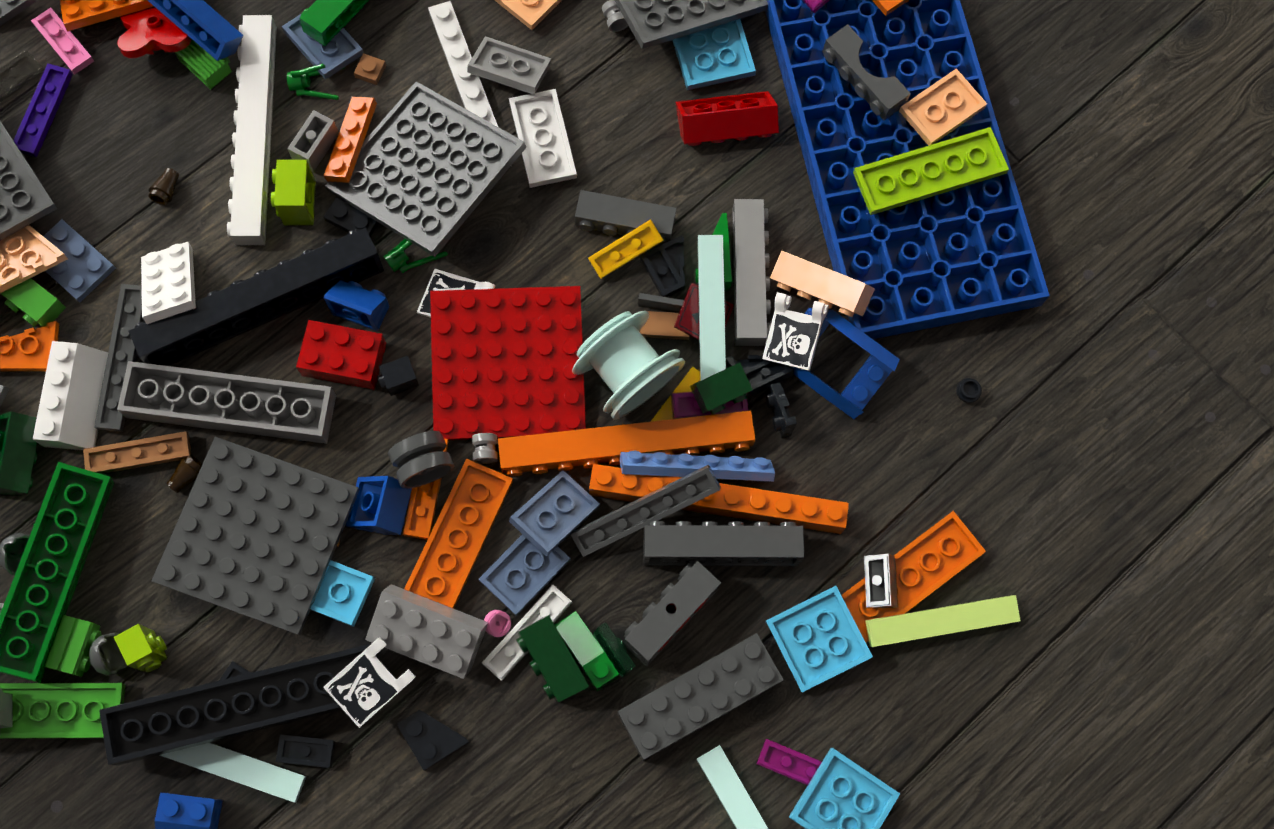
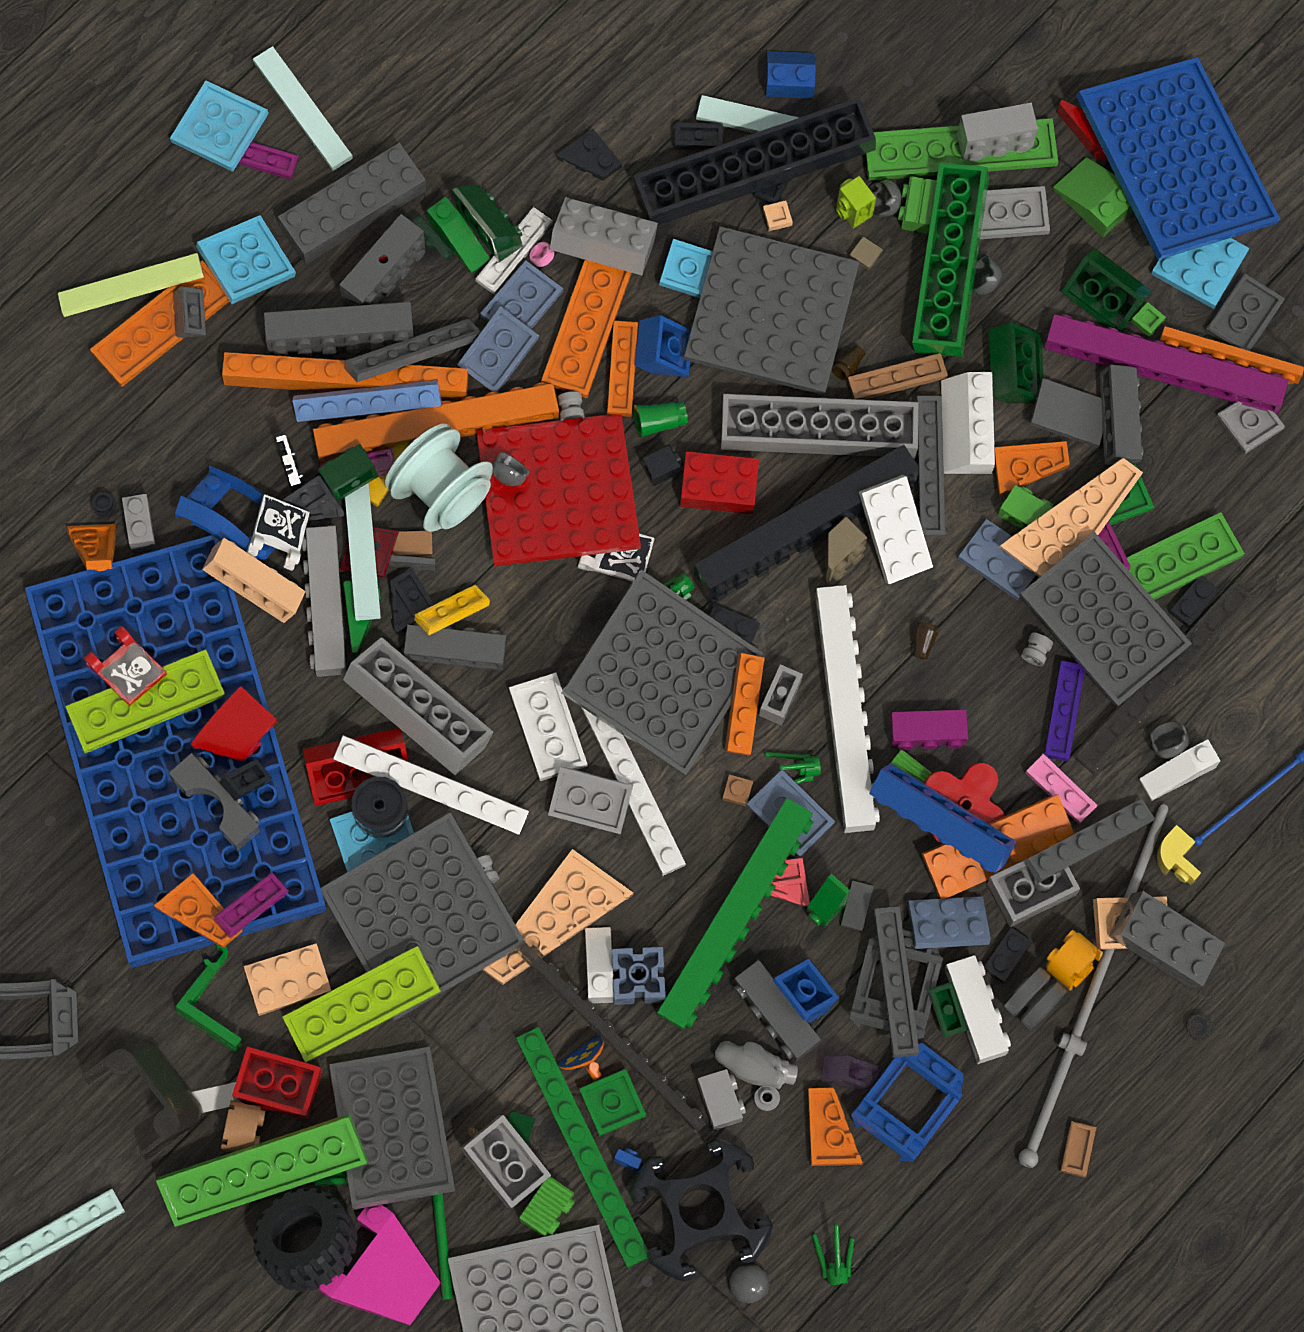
camera: 175 degrees right, 0 degrees up
(54, 167) = (1037, 649): none -> light grey wheel
(144, 597) = (866, 253): none -> dark tan tile
(176, 103) = (928, 729): none -> magenta brick
(227, 264) = (843, 547): none -> dark tan slope
(233, 647) = (777, 215): none -> light nougat plate
(294, 192) = (789, 634): lime brick -> none
(357, 304) = (709, 529): blue slope -> none
(366, 685) = (649, 181): flag -> none
(392, 427) = (659, 417): none -> green plant
(421, 459) = (626, 375): dark grey wheel -> none
(554, 372) = (509, 470): none -> dark grey hair
(660, 84) = (431, 784): none -> white plate
(666, 156) = (418, 706): none -> light grey brick
(709, 62) = (368, 798): none -> black wheel
(836, 84) = (245, 779): none -> black plate
(843, 136) = (235, 727): none -> red slope
(934, 362) = (139, 523): none -> light grey brick
(942, 107) = (132, 772): light nougat plate -> none
(948, 198) = (128, 670): none -> flag
(978, 337) = (94, 544): none -> orange wing

